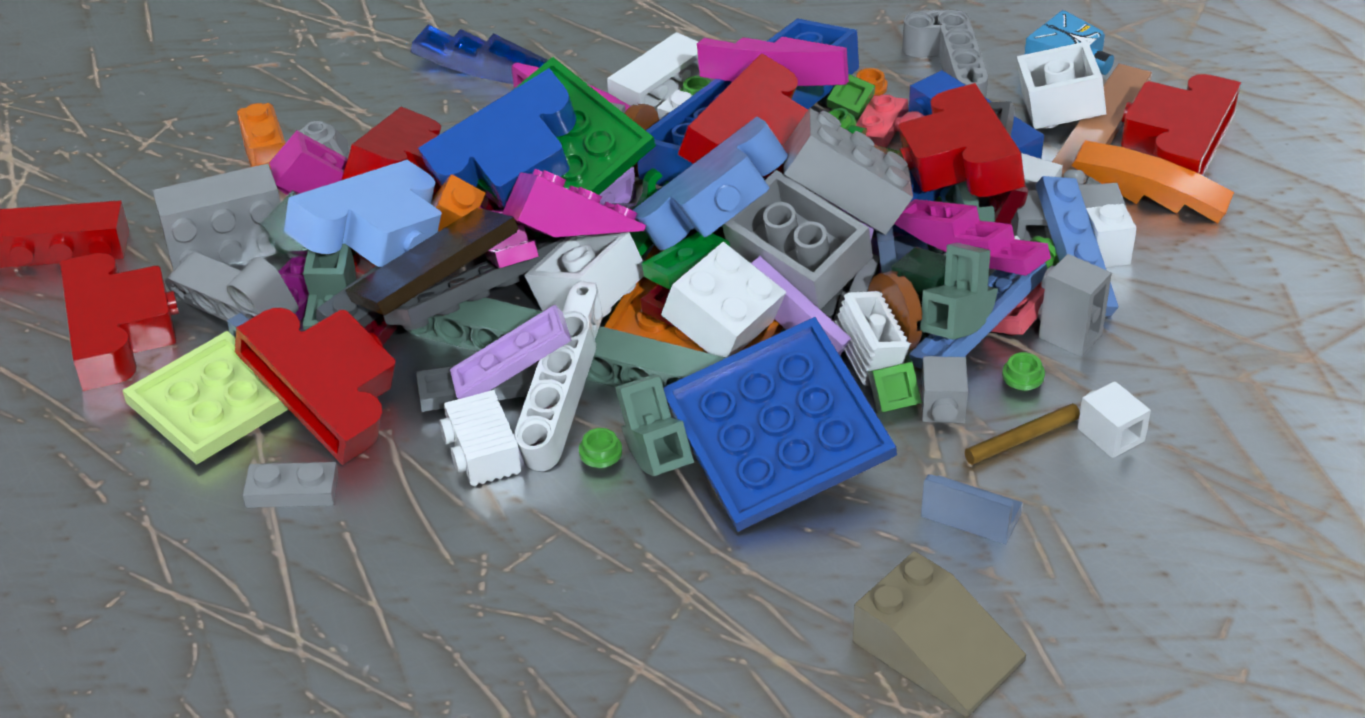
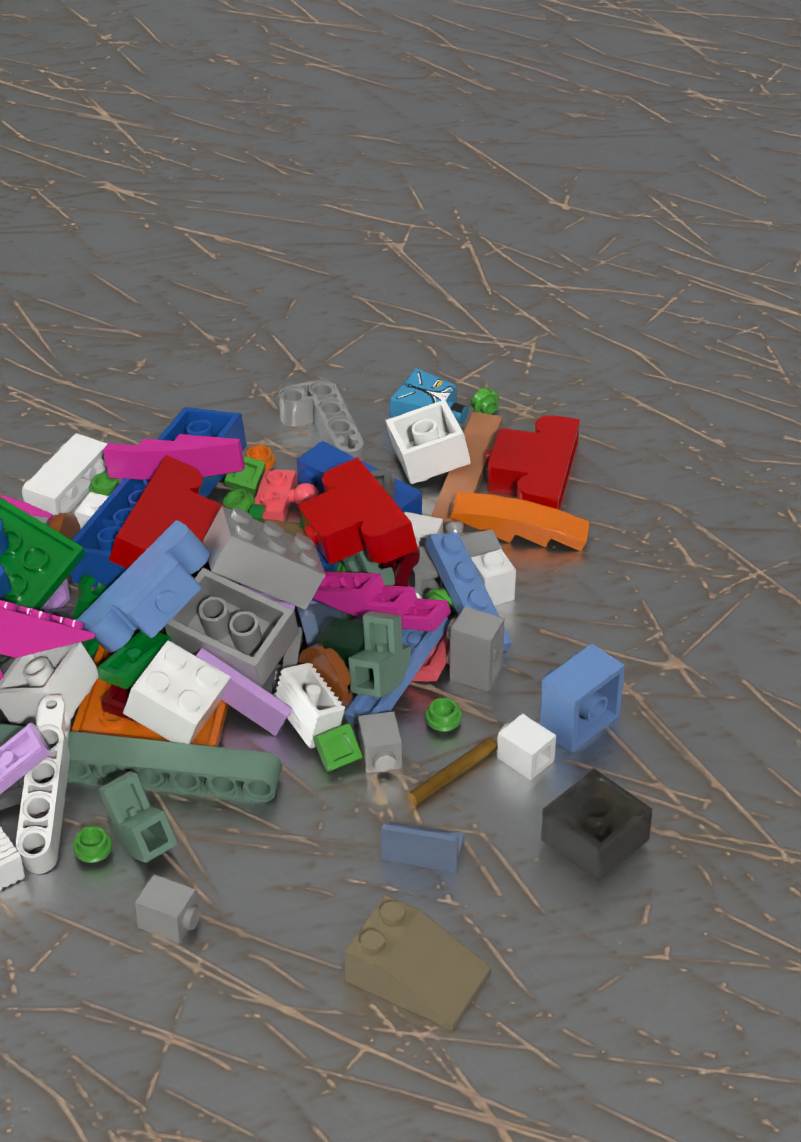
camera: 15 degrees left, 0 degrees up
(666, 528) = (167, 908): none -> light grey brick
(778, 423) = (245, 798): blue plate -> none
(1135, 54) = (485, 401): none -> bright green plate
(1181, 515) = (596, 824): none -> clear smoke brick
(1189, 373) = (582, 697): none -> medium blue brick

